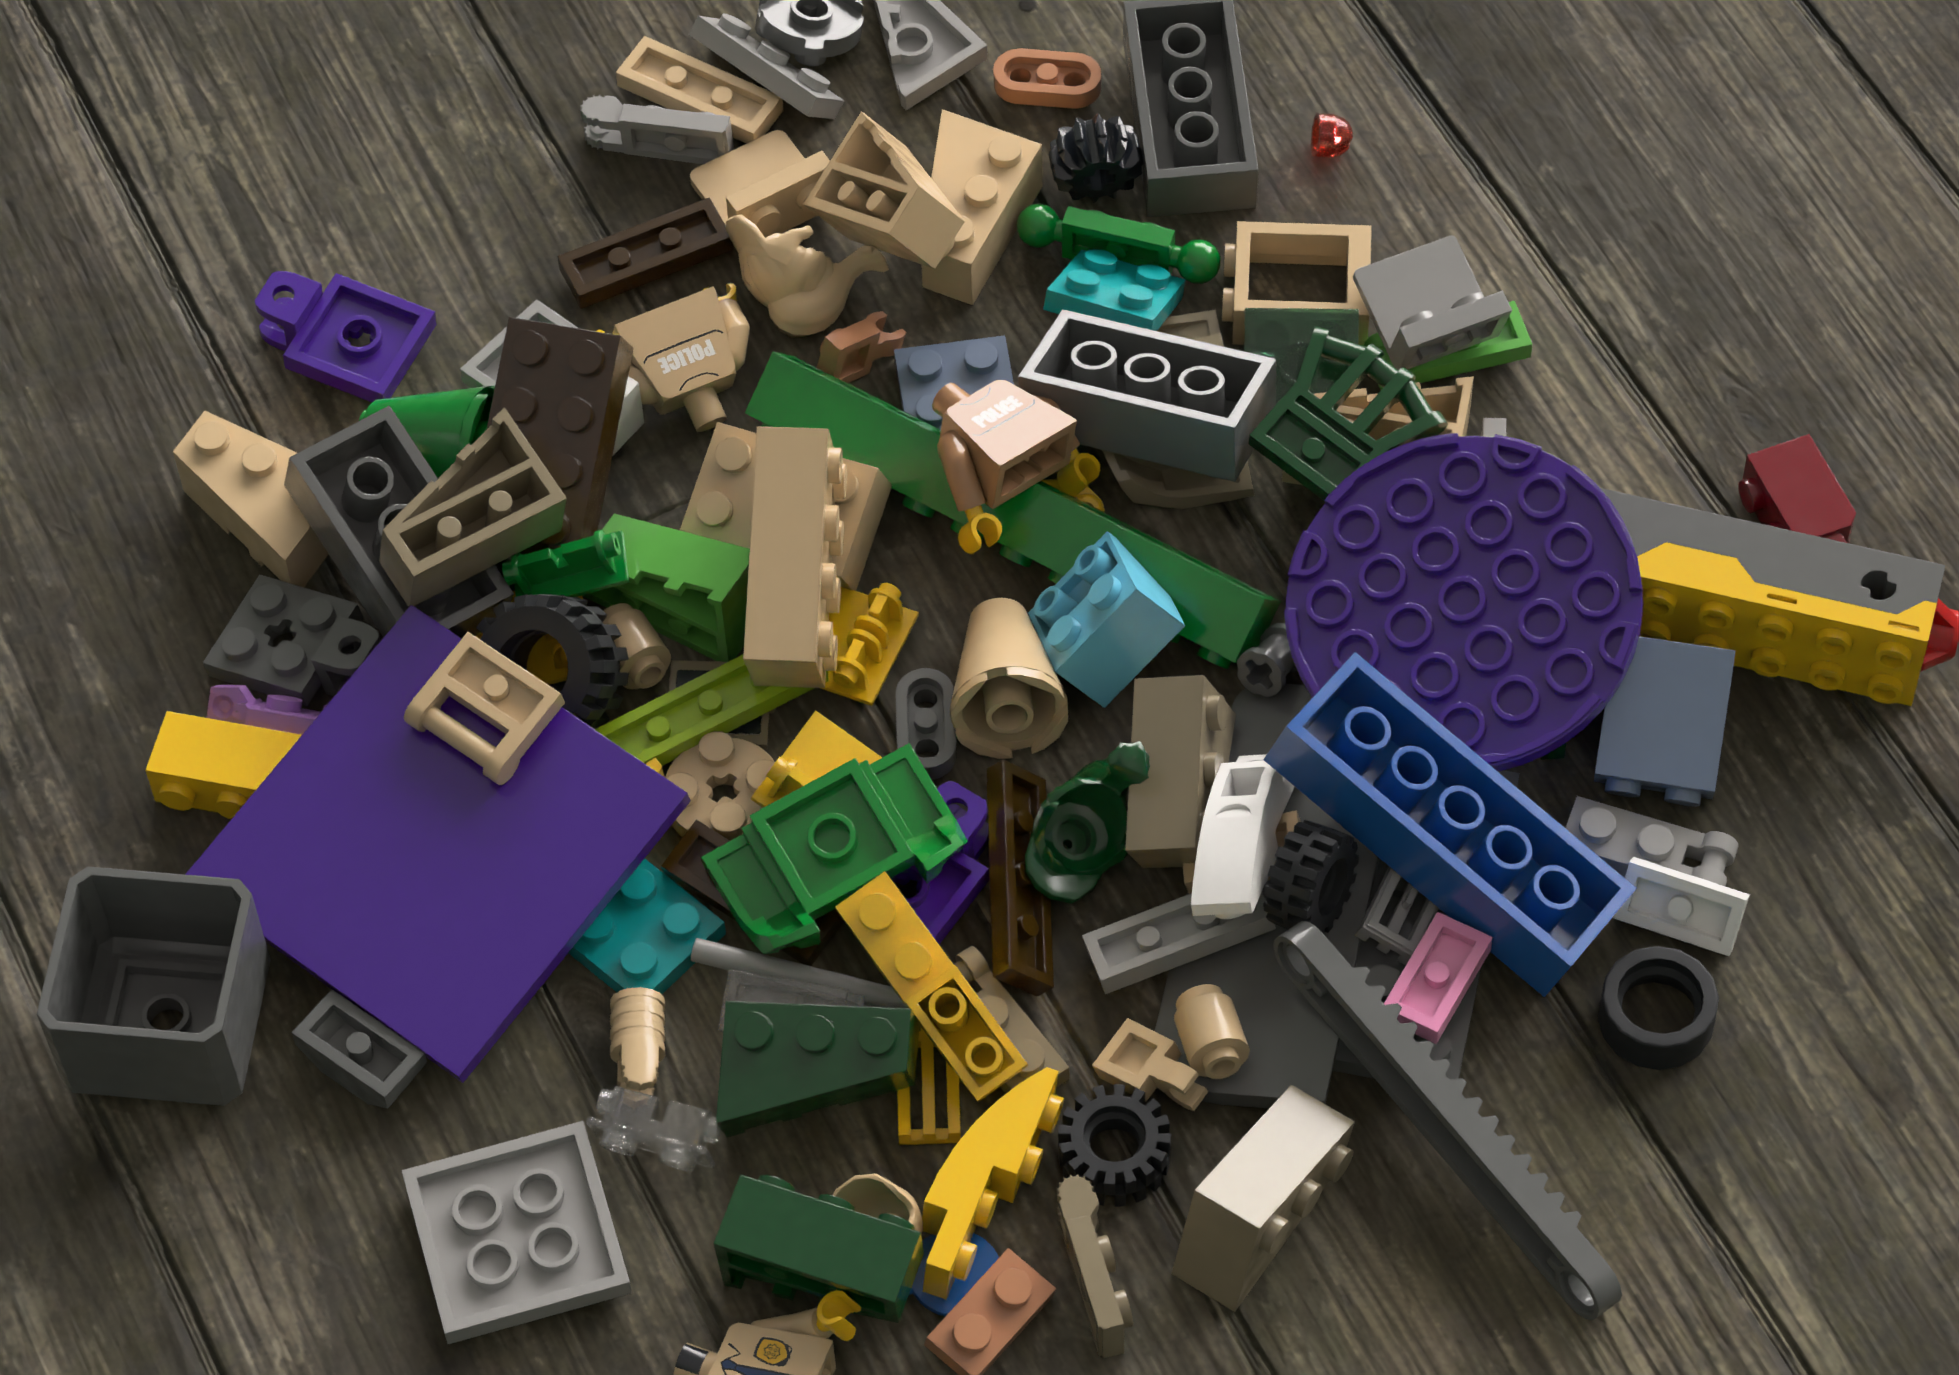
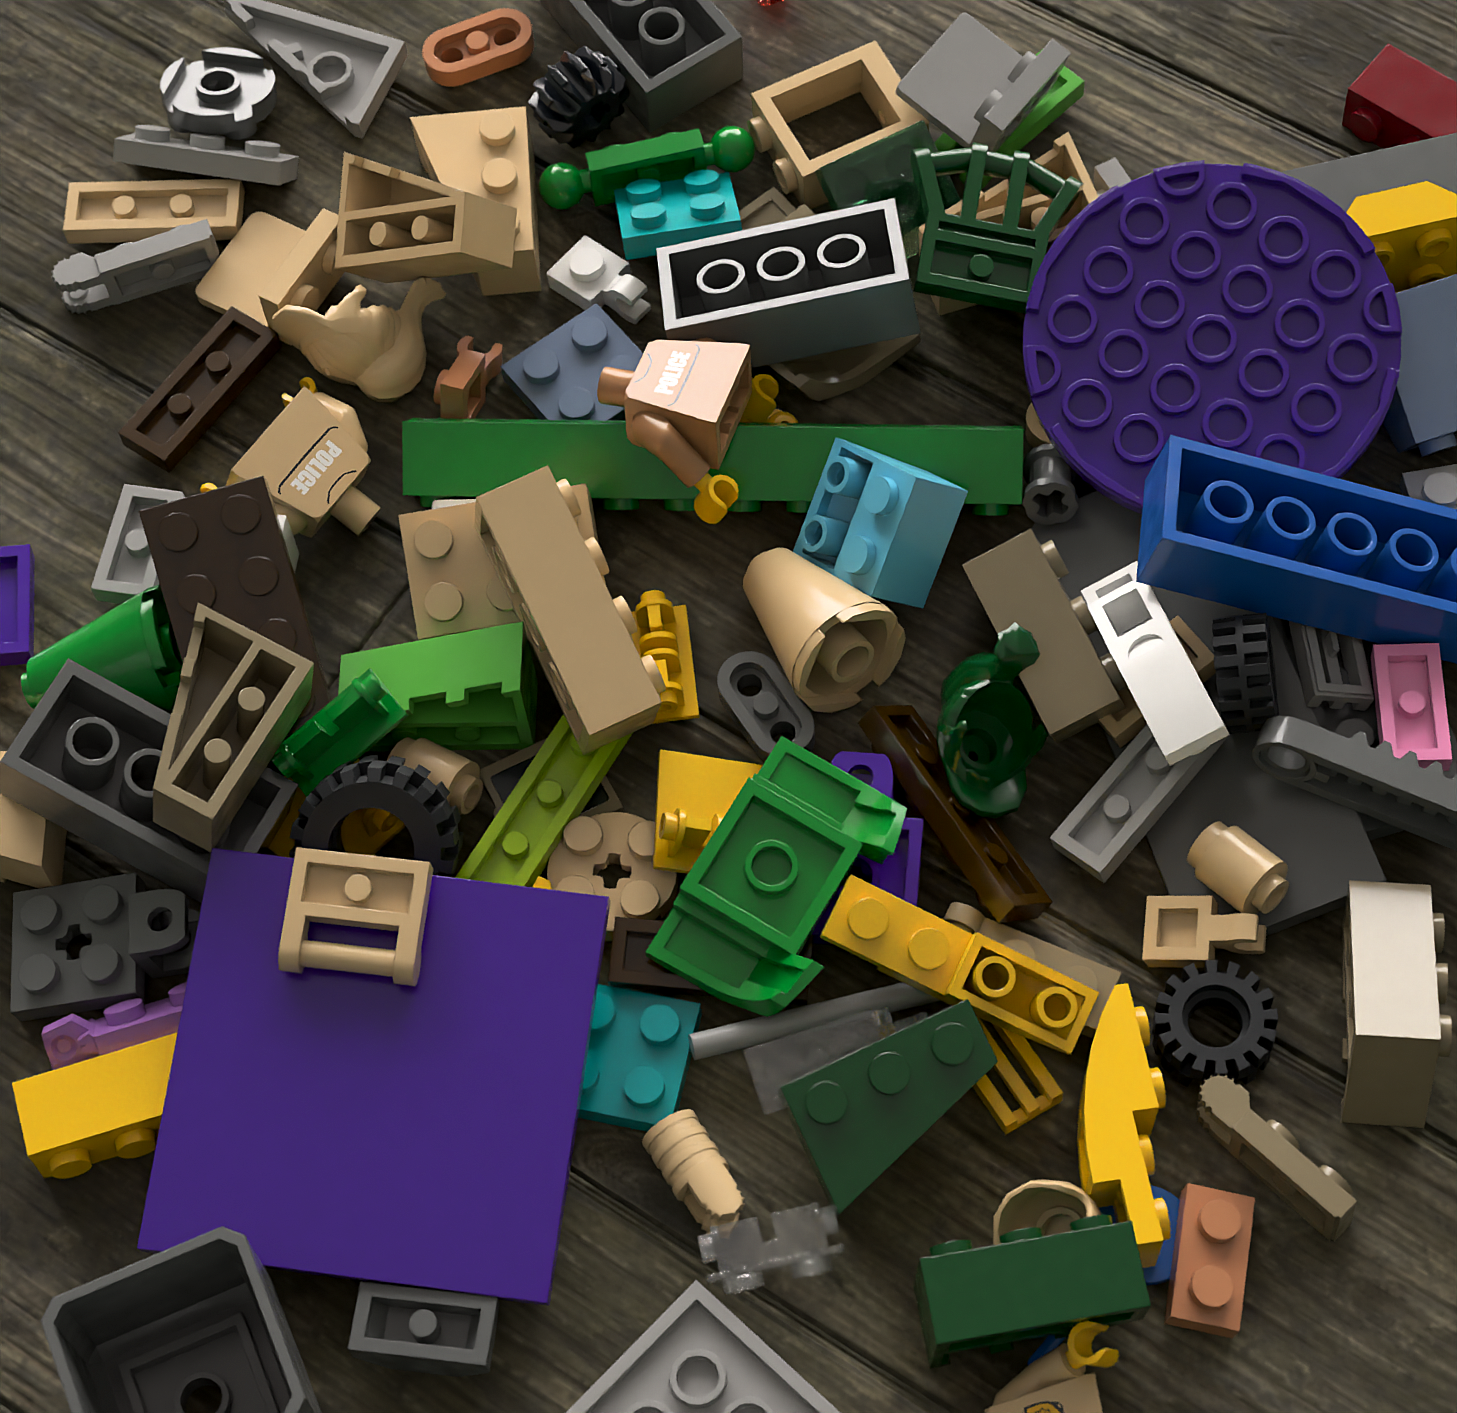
camera: 25 degrees left, 5 degrees up
(1018, 313) = (597, 275): none -> white plate

